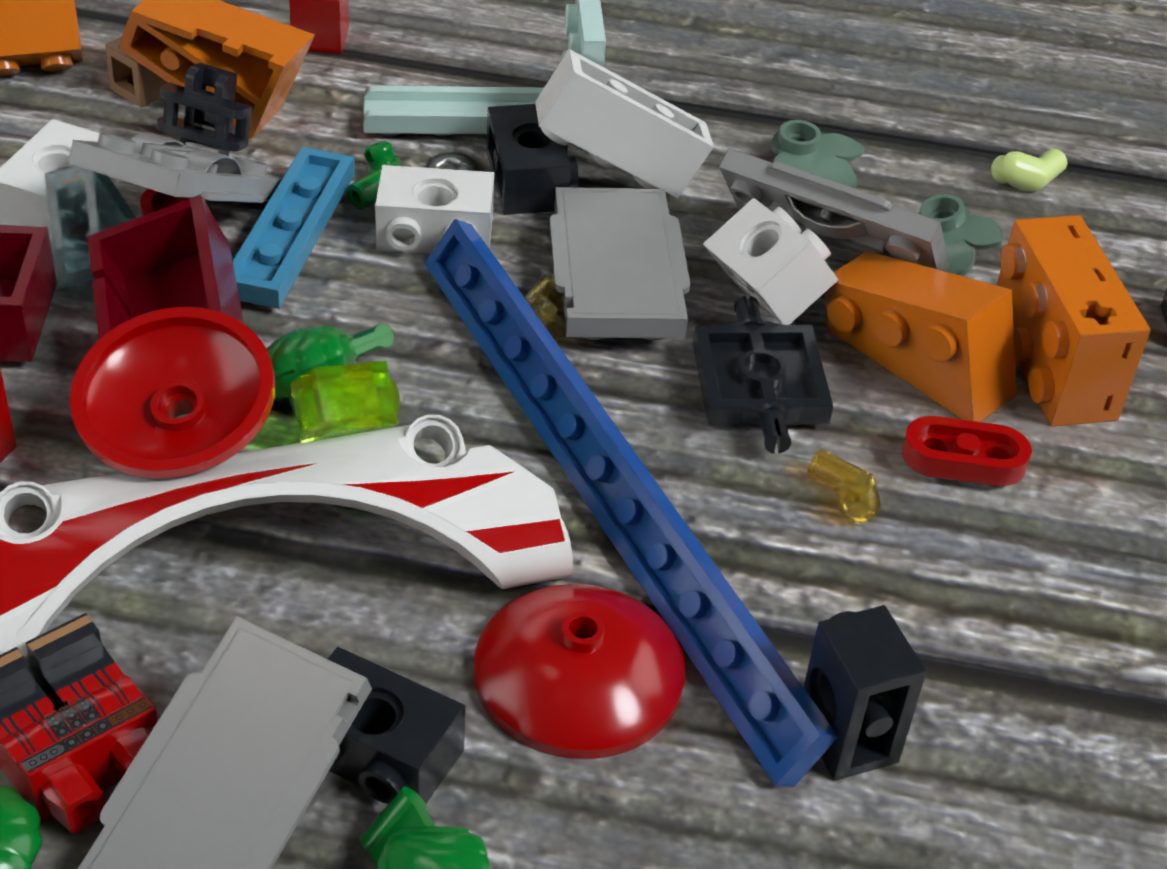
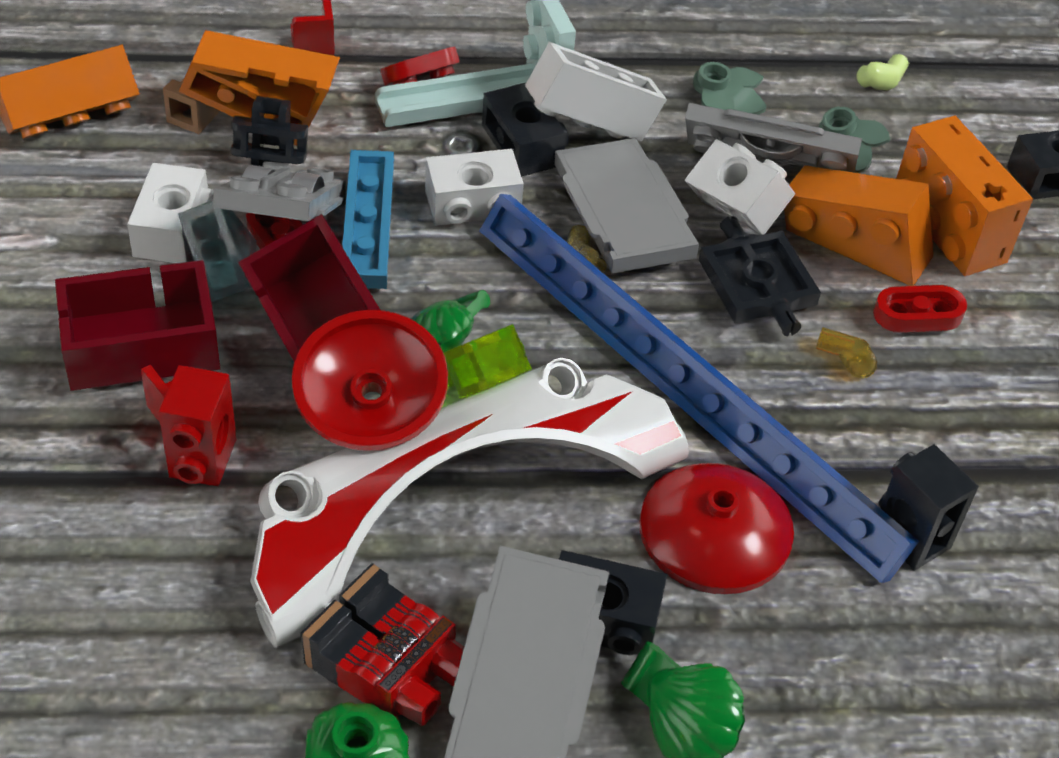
camera: 15 degrees left, 5 degrees up
(364, 191) = (414, 160): green arm -> none
(436, 70) = (437, 64): none -> red plate

